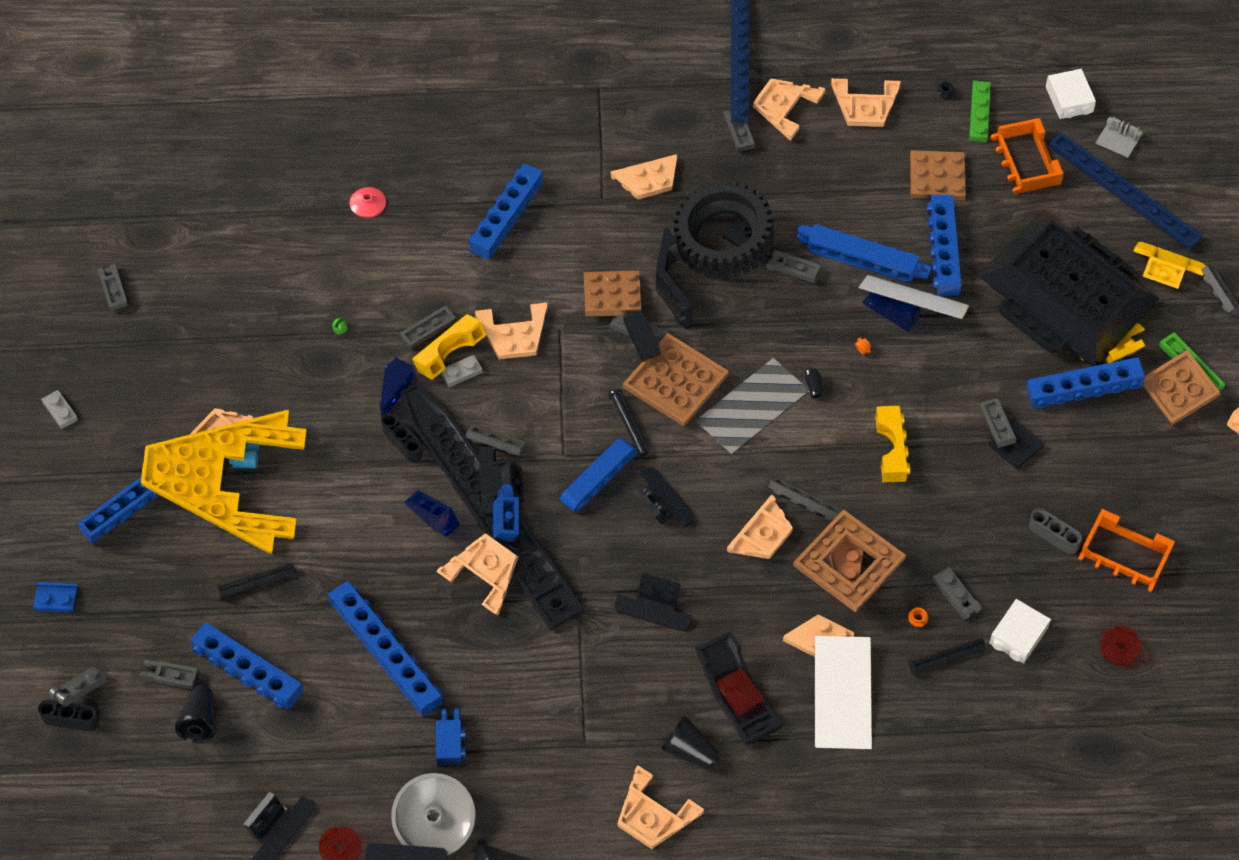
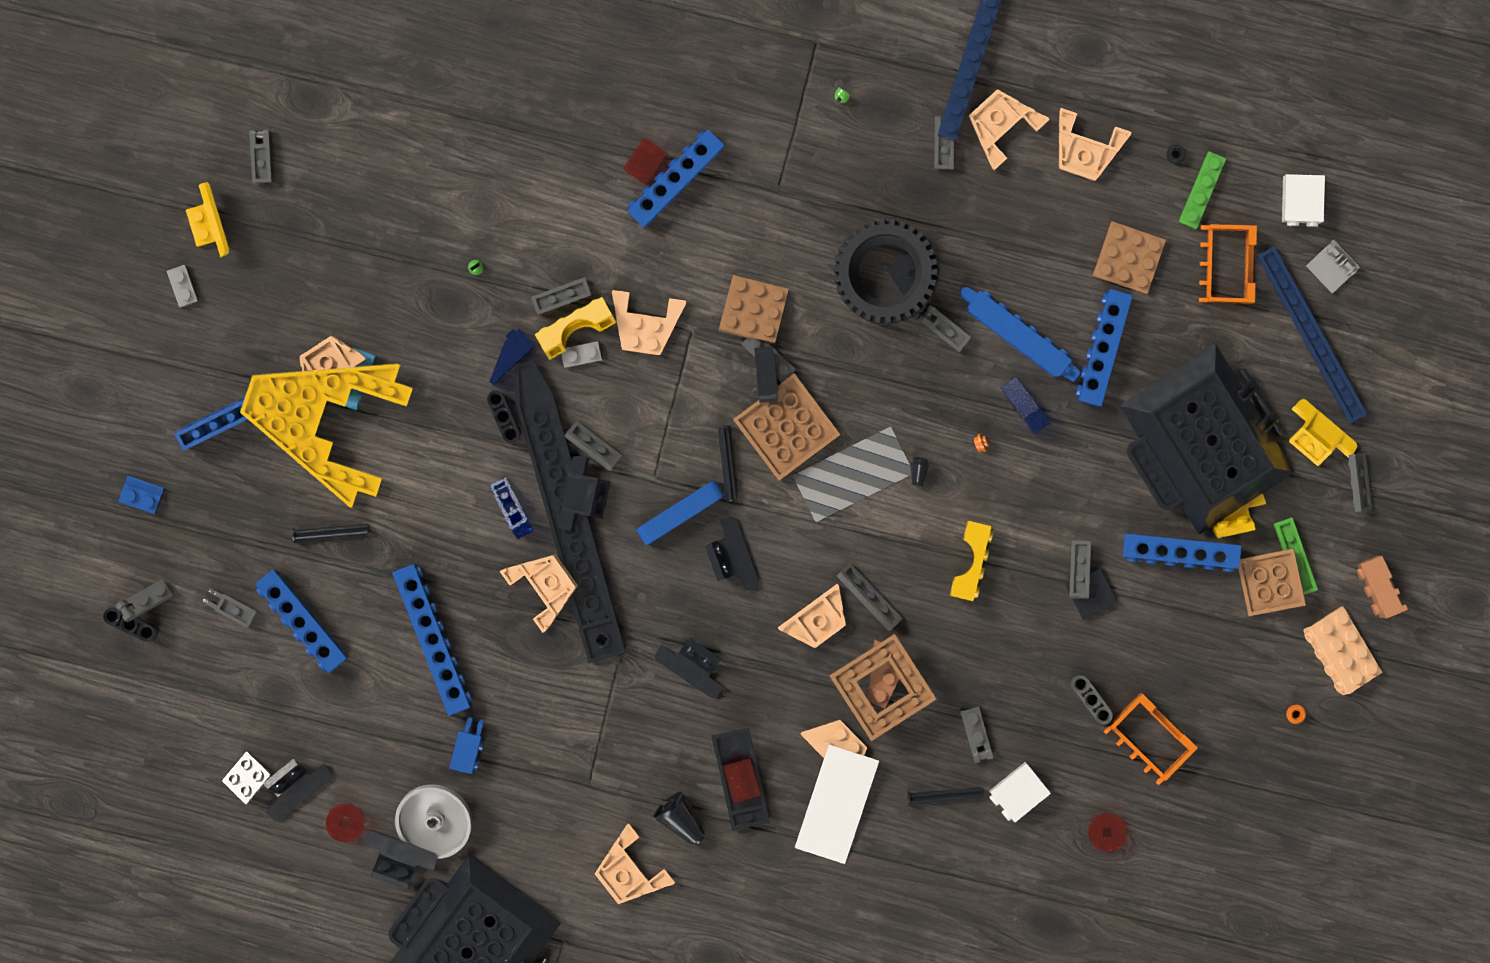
camera: 15 degrees right, 30 degrees up
(74, 350) = (206, 222): none -> yellow plate
(197, 716) = (247, 659): black cone -> none
(224, 831) = (246, 777): none -> hinge
(368, 208) = (546, 129): coral dish -> none
(473, 205) = (644, 161): none -> clear red plate
(506, 515) = (577, 542): blue hinge -> none
(635, 115) = (842, 94): none -> bright green hinge
(648, 178) = (833, 175): light nougat wing -> none
(666, 286) = (823, 279): black windscreen -> none
(914, 296) = (1049, 405): white sticker -> none
(918, 612) = (936, 753): orange plate -> none

